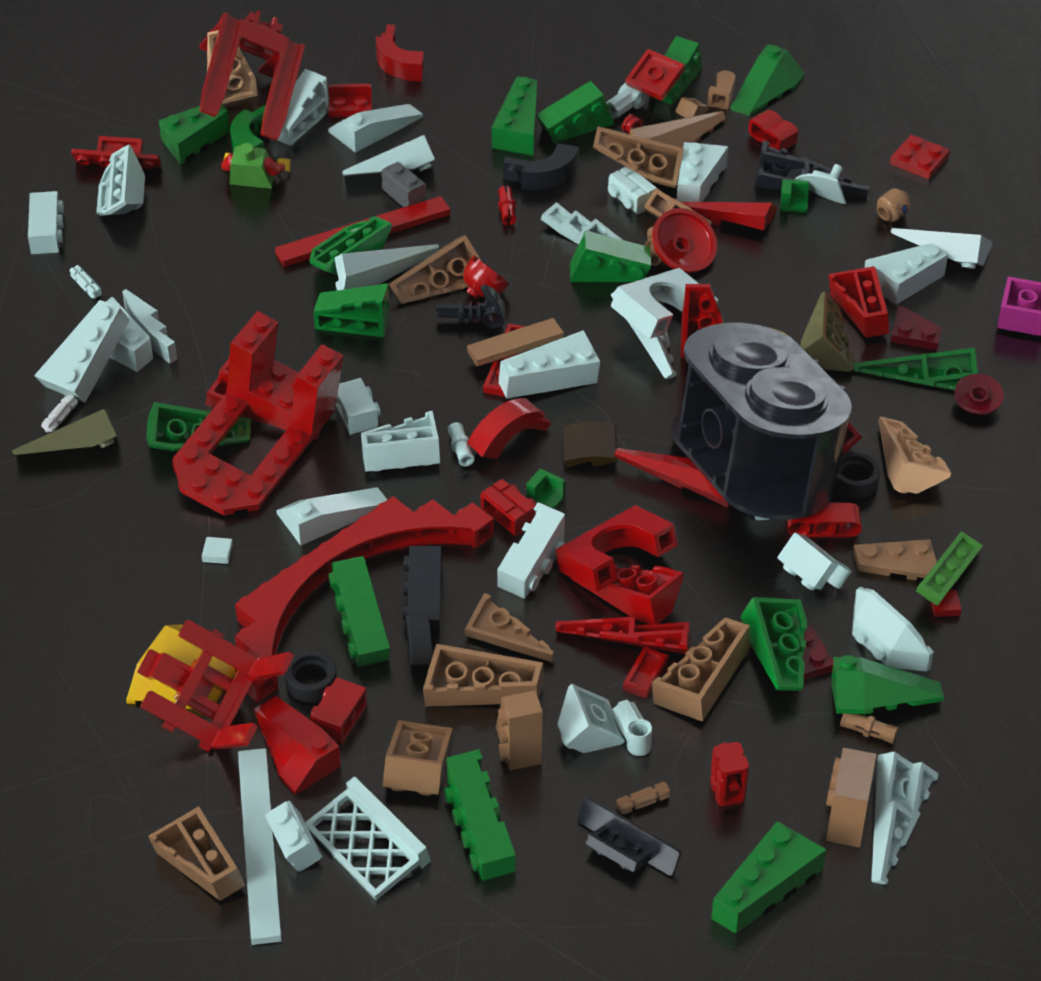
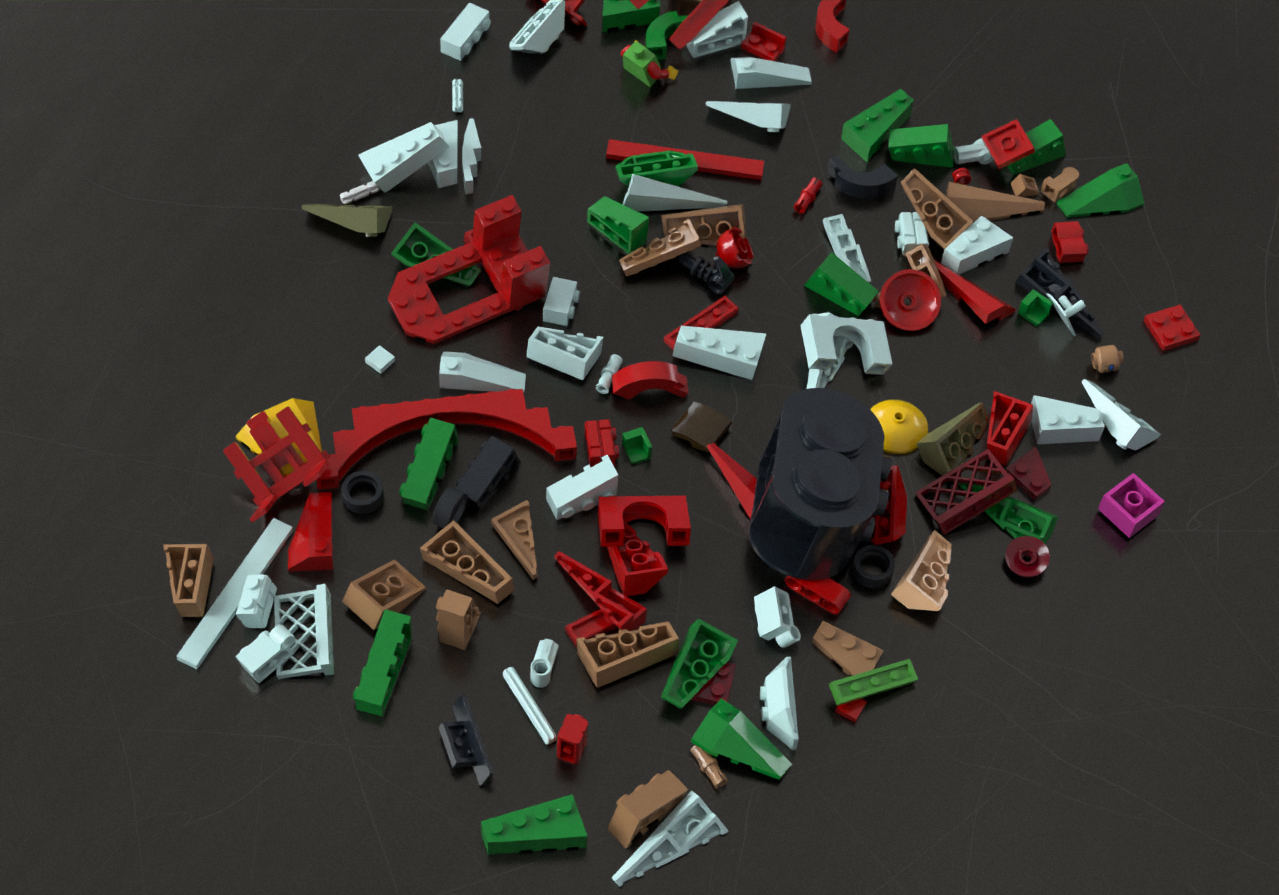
camera: 30 degrees right, 10 degrees up
(340, 708) = (360, 528): red brick -> none
(349, 877) = (267, 652): none -> light aqua hinge
(403, 185) = (741, 137): dark grey brick -> none
(421, 305) = (662, 249): none -> medium nougat wing
(515, 342) = (714, 314): medium nougat tile -> none
(588, 721) = (516, 638): light aqua slope -> none
(643, 797) = (507, 718): medium nougat axle -> none
(653, 774) = (529, 705): none -> light aqua axle
(698, 311) = (852, 376): red wedge -> none
(899, 369) = (974, 502): none -> dark red fence

